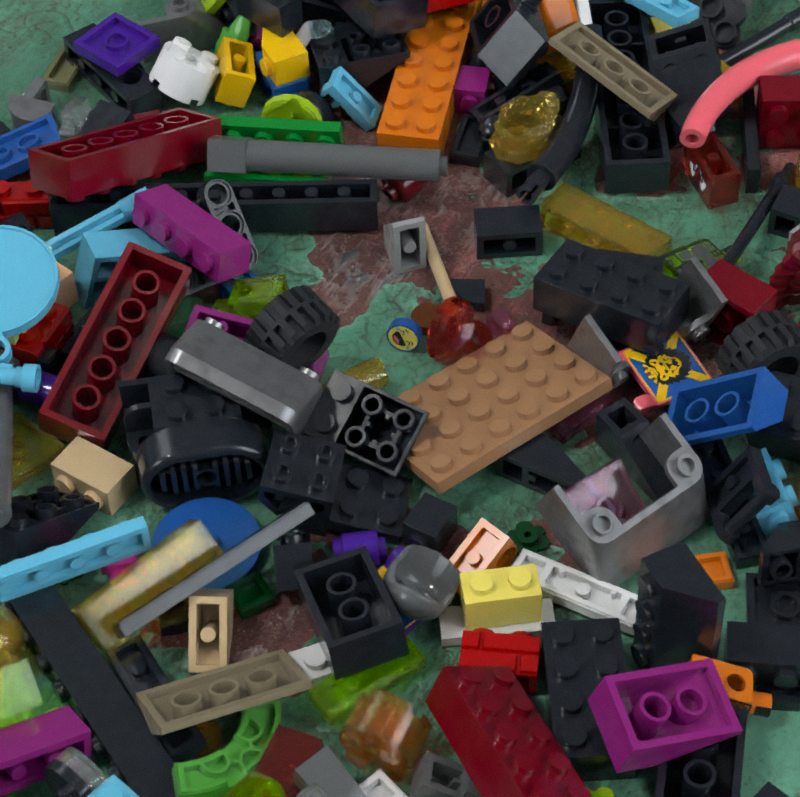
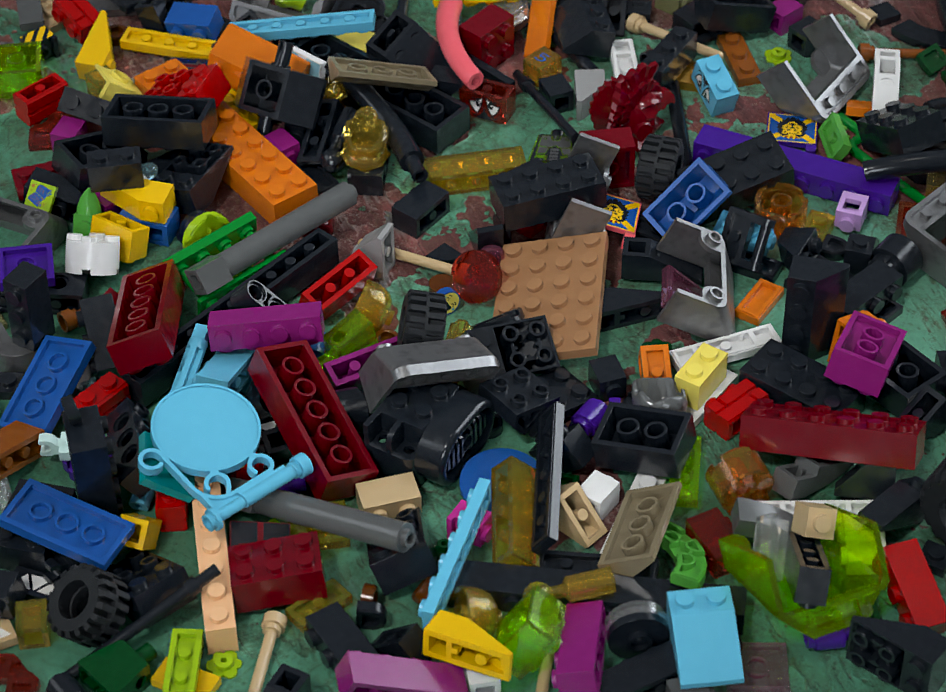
camera: 50 degrees left, 5 degrees down
(40, 71) = (28, 305): none -> black brick
(74, 116) = (68, 326): clear plate -> none
(80, 695) = (581, 585): none -> clear yellow piece
(256, 629) = (602, 492): none -> white brick
(326, 248) = (341, 283): none -> red brick
(331, 282) = (375, 304): none -> clear yellow cylinder
(353, 98) = (216, 197): medium azure plate -> none
(404, 389) = (512, 315): none -> black tile
(518, 303) = (487, 236): none -> black slope

